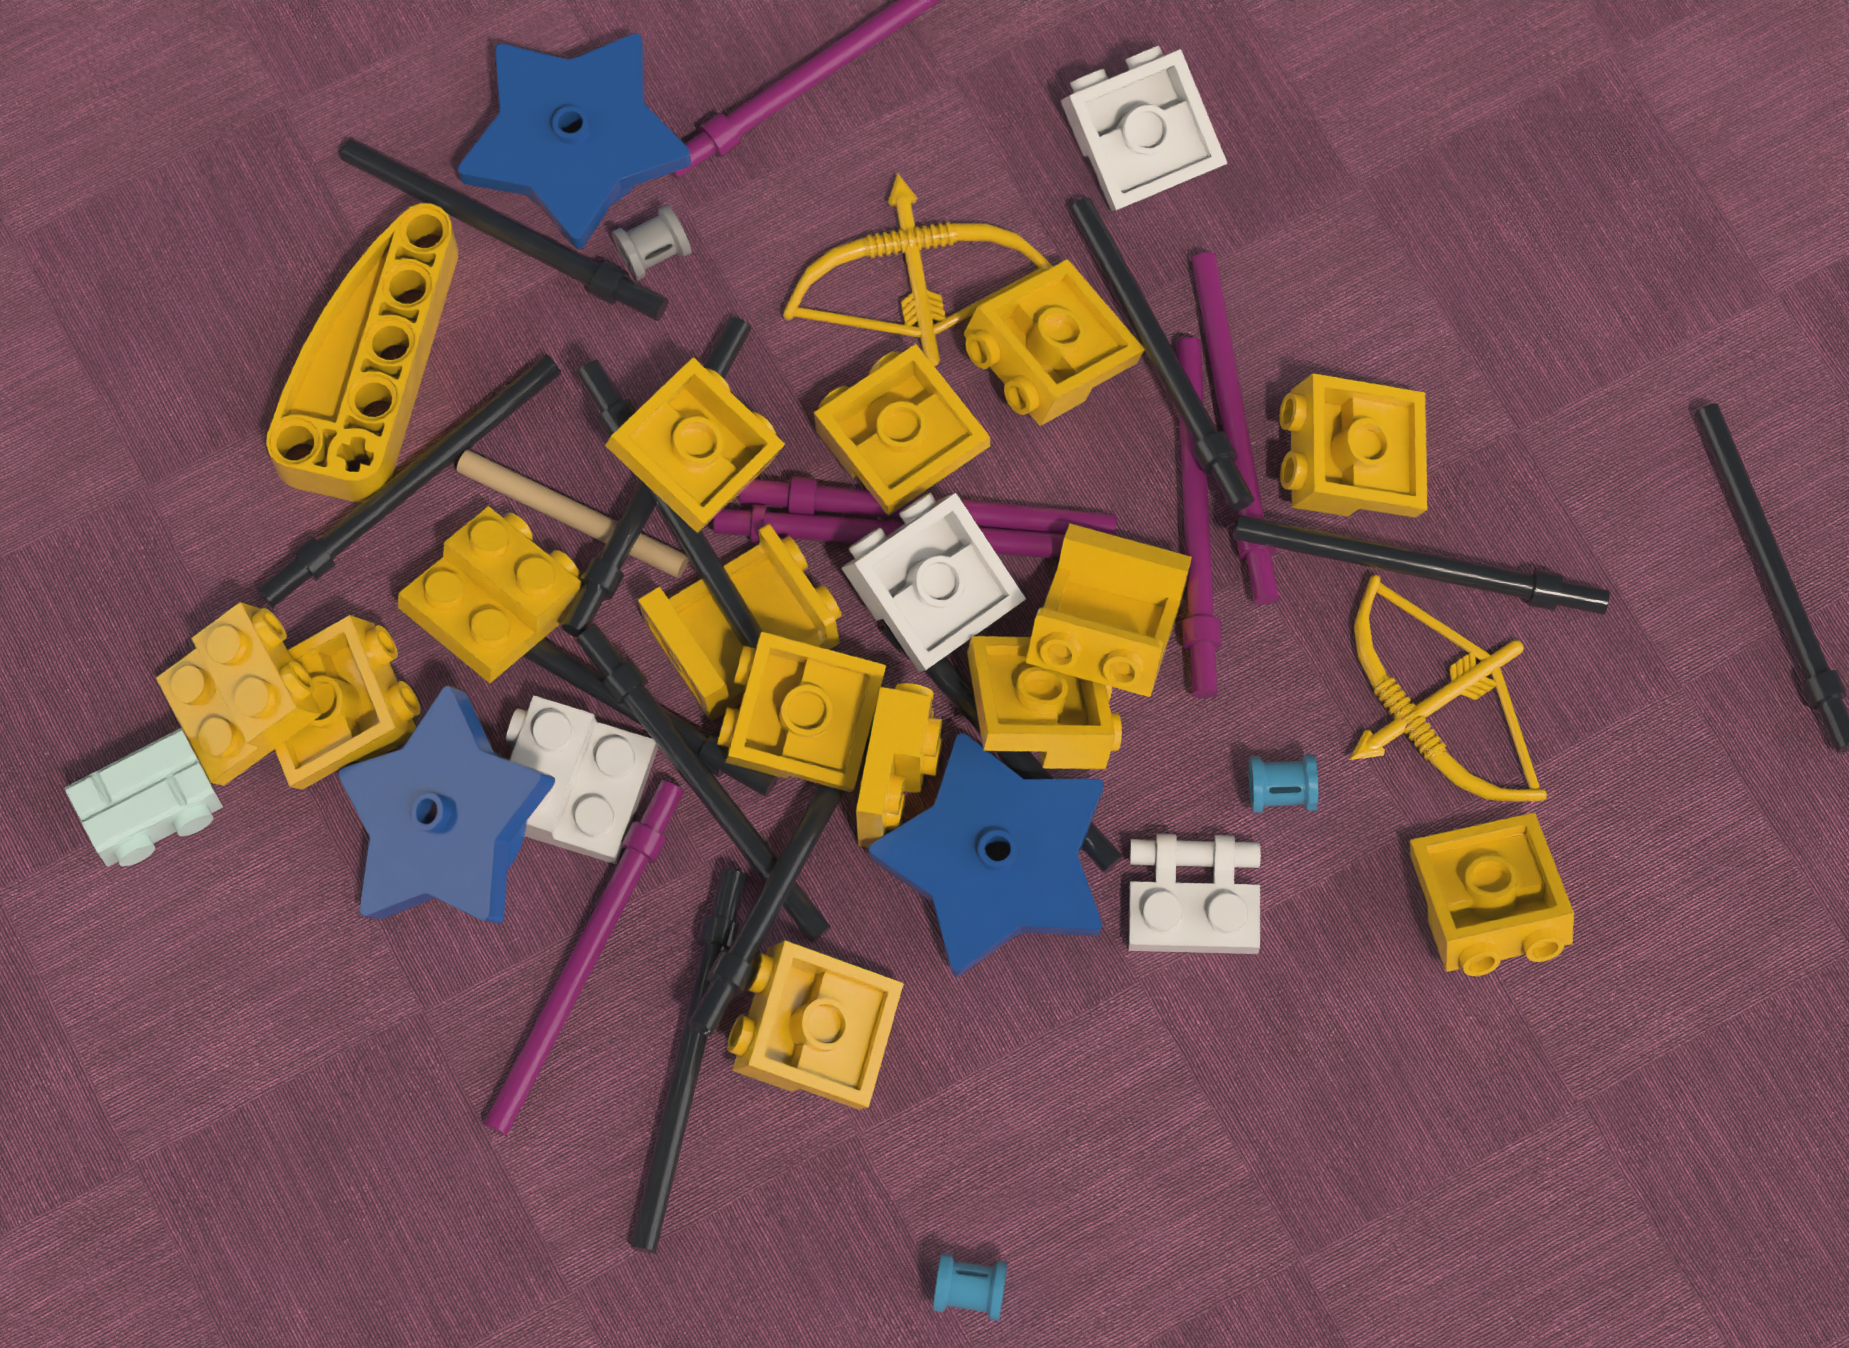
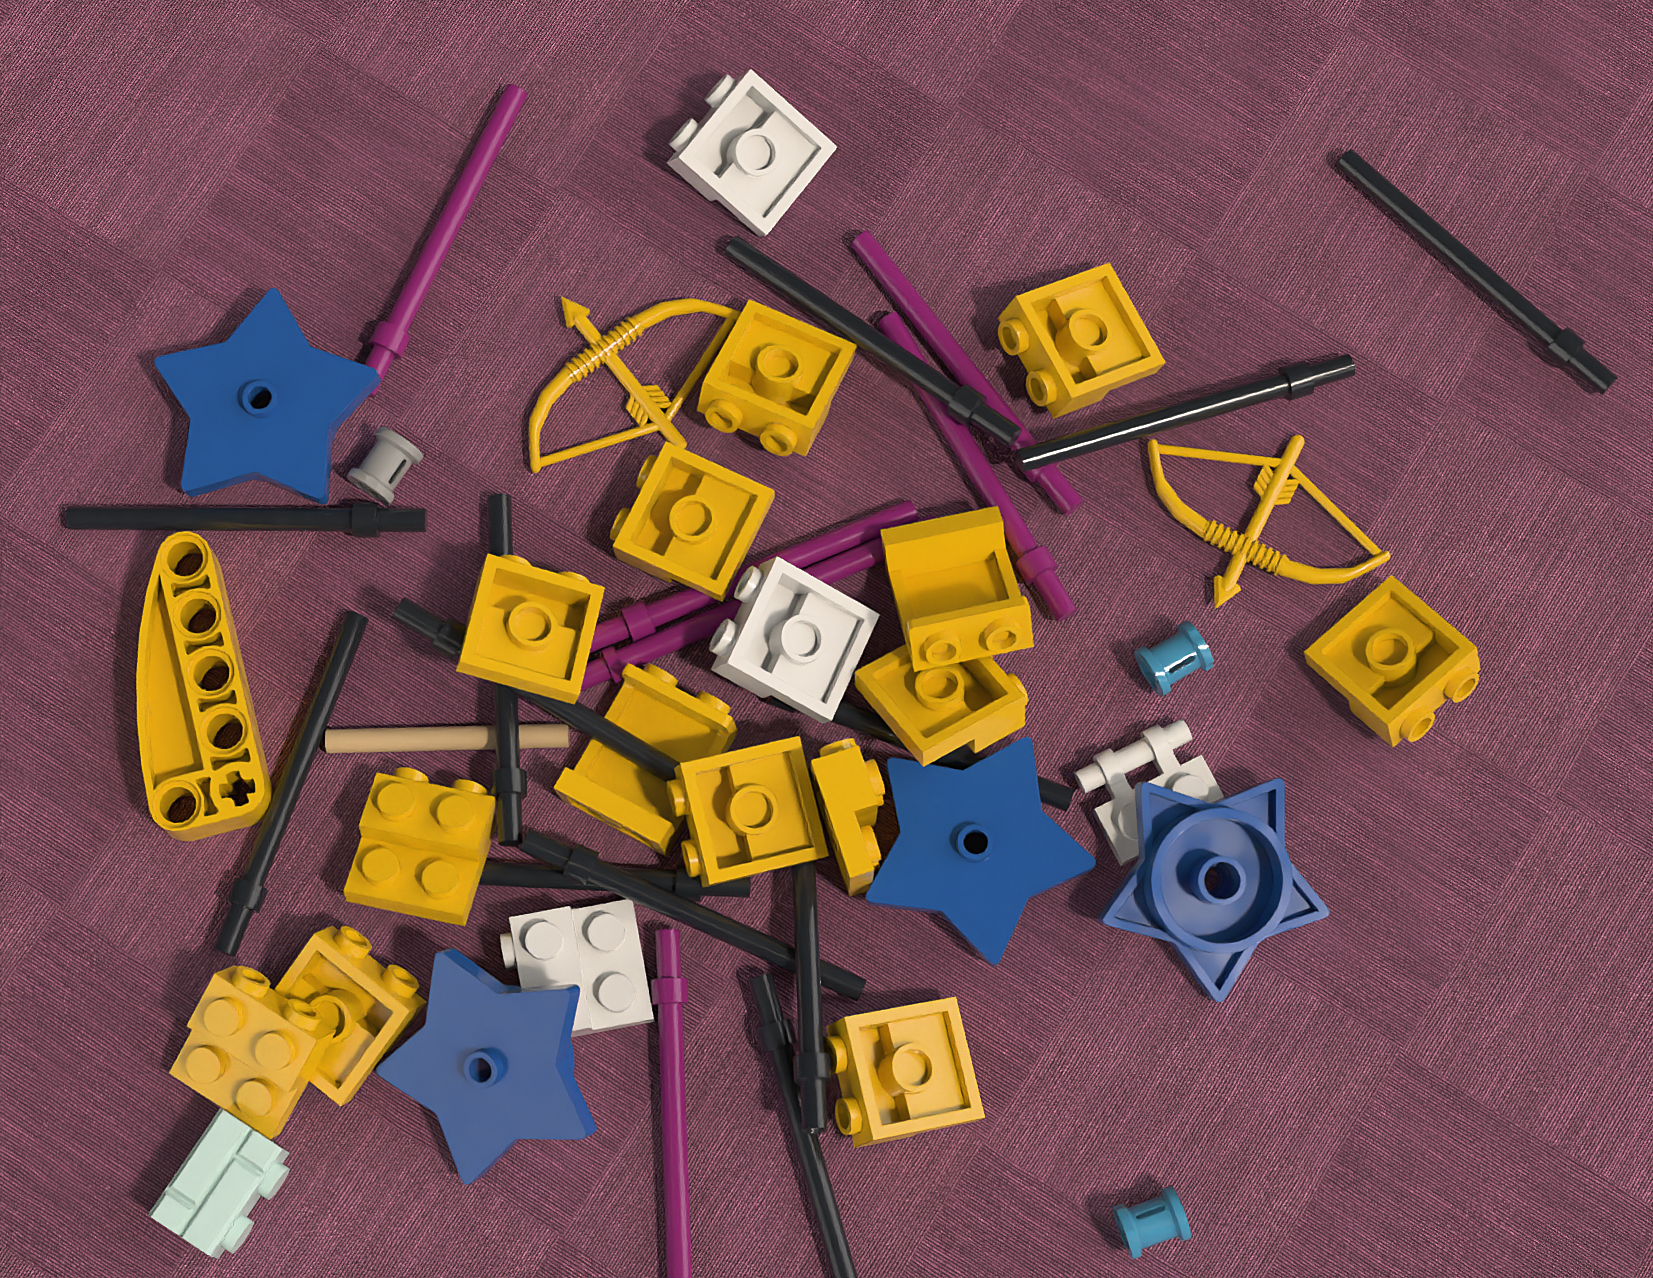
camera: 30 degrees left, 5 degrees up
(1252, 984) = (1255, 890): none -> blue plate

